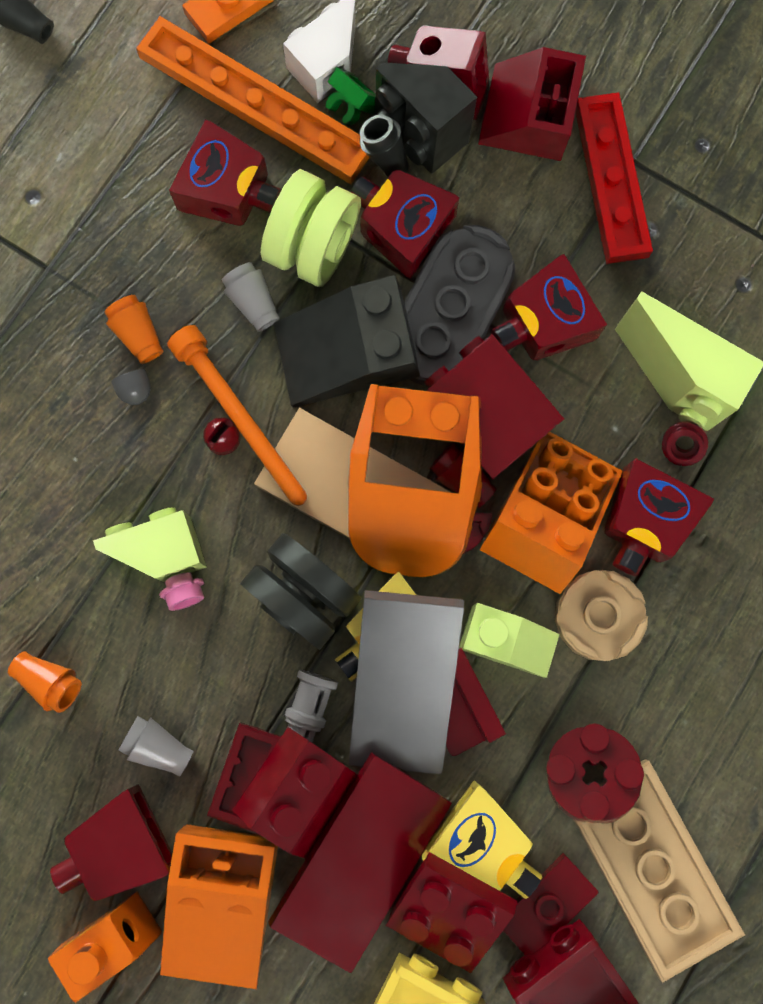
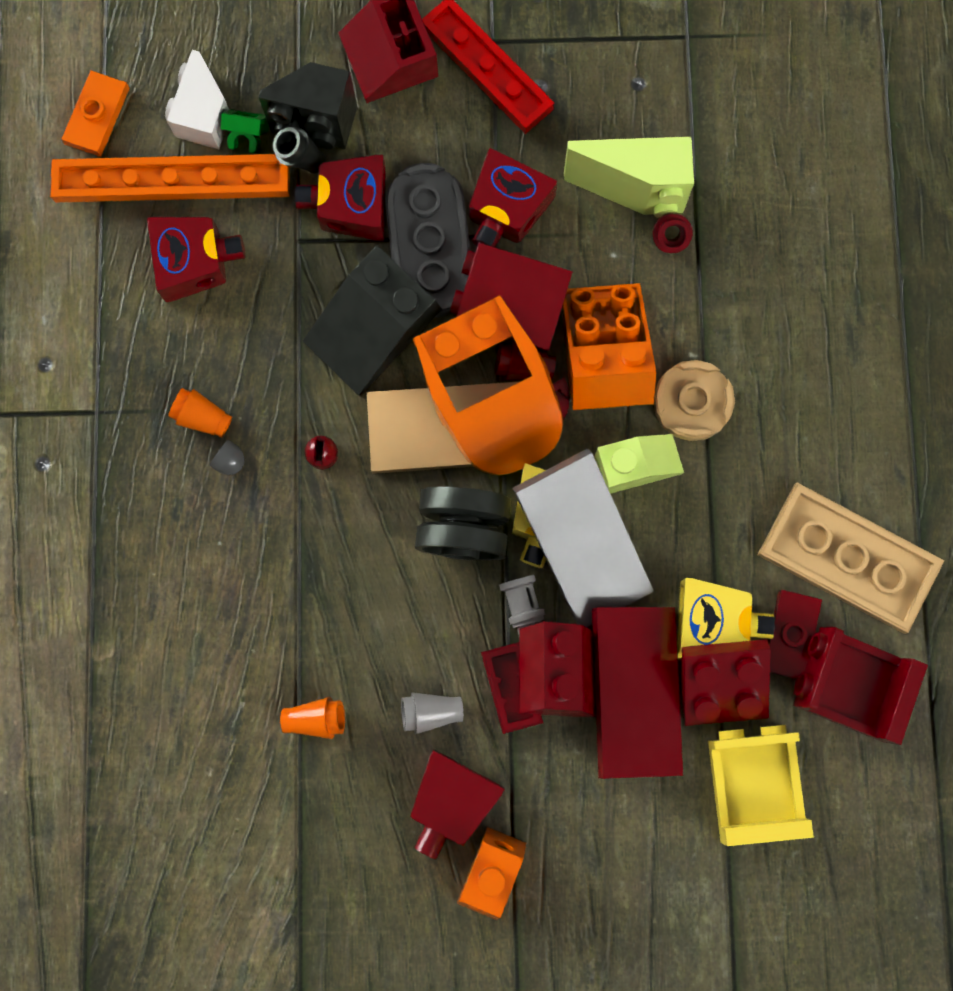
camera: 25 degrees left, 0 degrees up
(158, 547) = (331, 567): yellowish green slope -> none
(182, 591) = (372, 586): bright pink plate -> none
(190, 347) = (252, 400): orange piece -> none
(217, 906) = (556, 792): orange slope -> none
(251, 295) = (272, 331): light grey cone -> none
(310, 227) = (286, 250): yellowish green wheel -> none
(457, 49) = (296, 48): torso -> none
(471, 713) = (647, 531): dark red panel -> none
(594, 802) = (775, 537): dark red plate -> none
(652, 515) = (682, 302): dark red torso -> none

